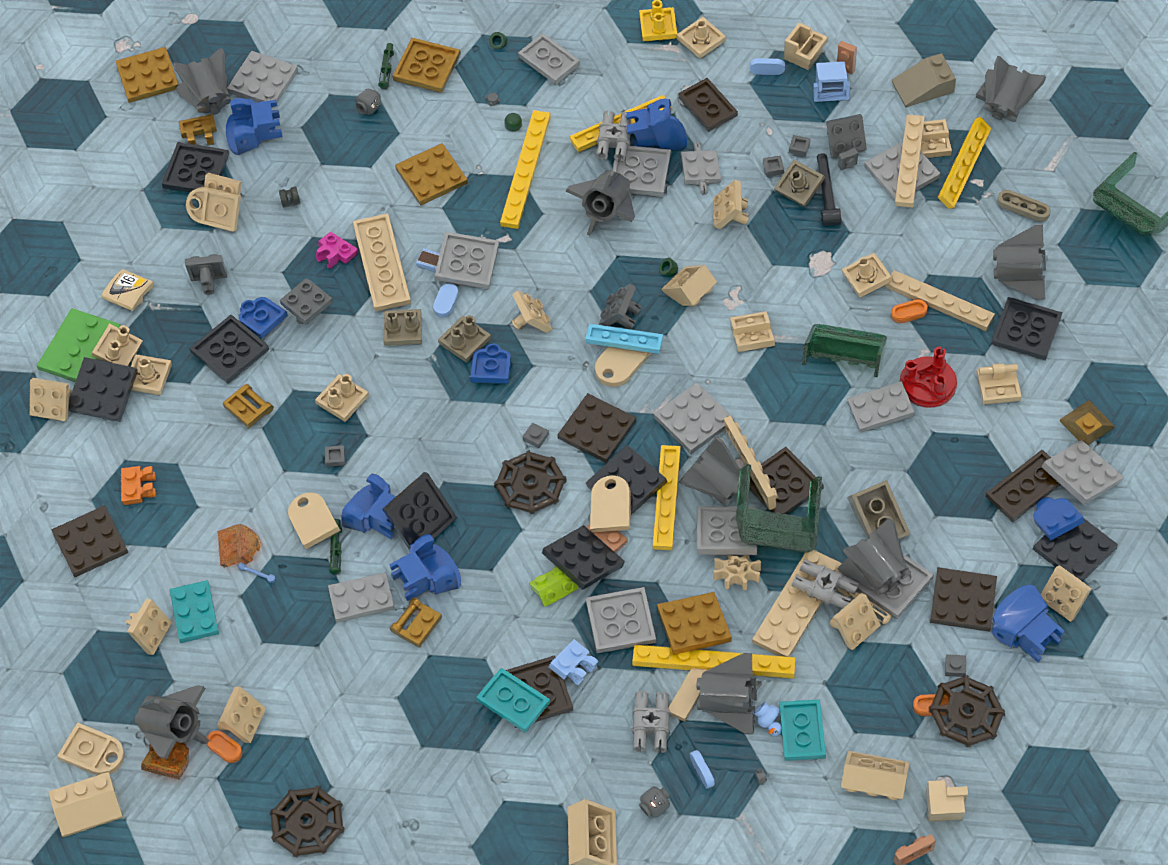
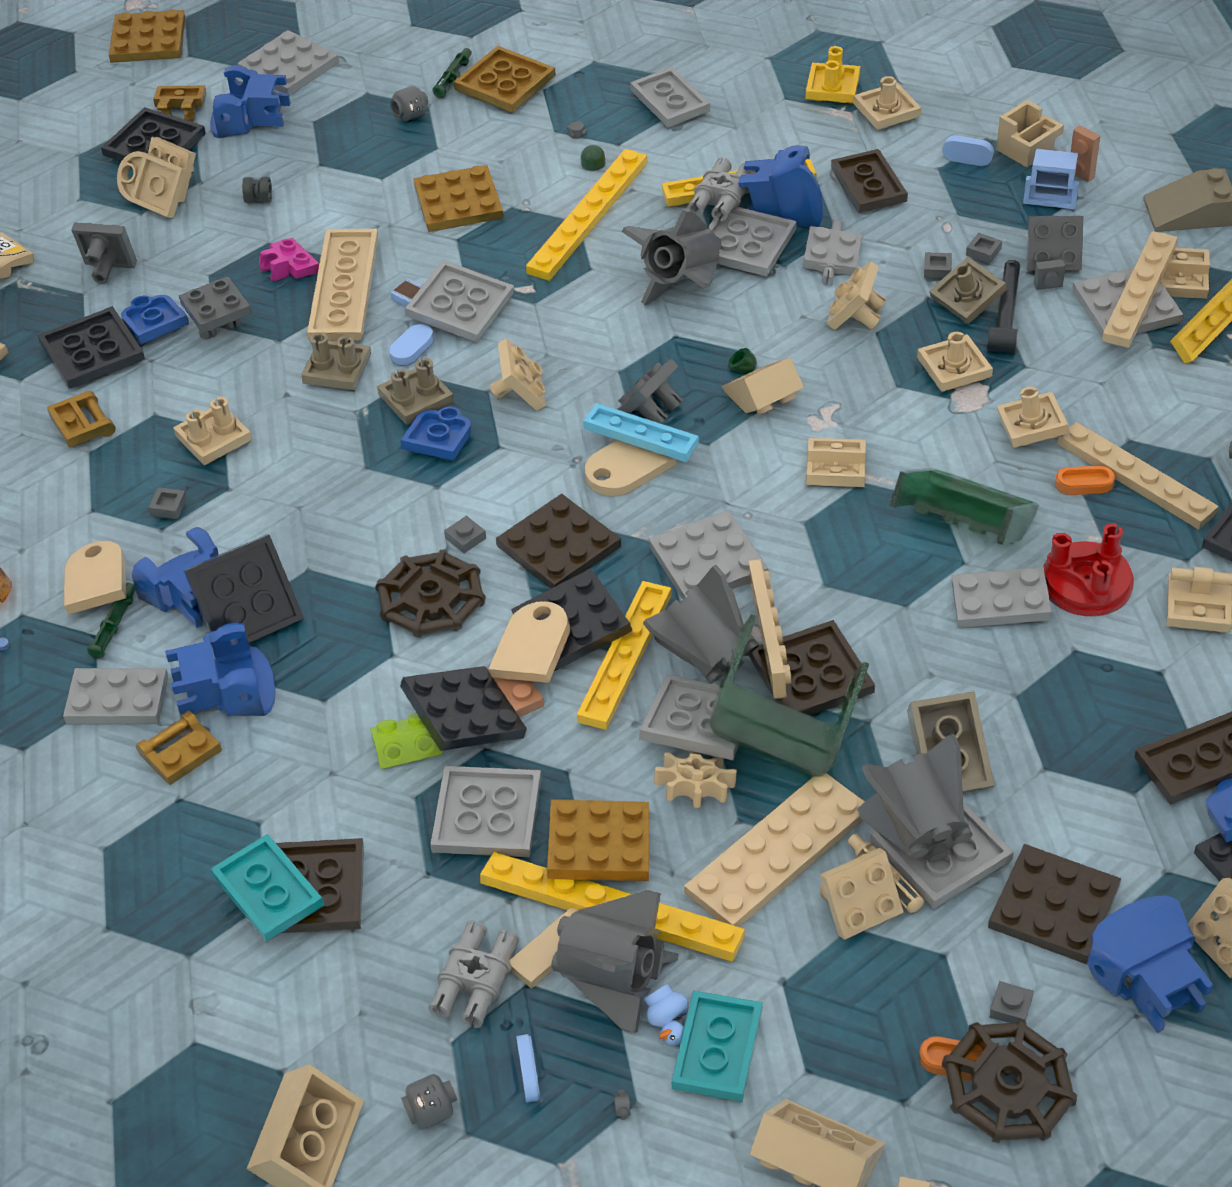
camera: 15 degrees right, 10 degrees down
(204, 83) = (206, 45): dark grey brick -> none
(497, 35) = (611, 62): dark green piece -> none
(570, 658) = (383, 848): light blue plate -> none
(806, 236) = (955, 356): none -> tan plate
(823, 575) = (826, 824): light grey pin -> none

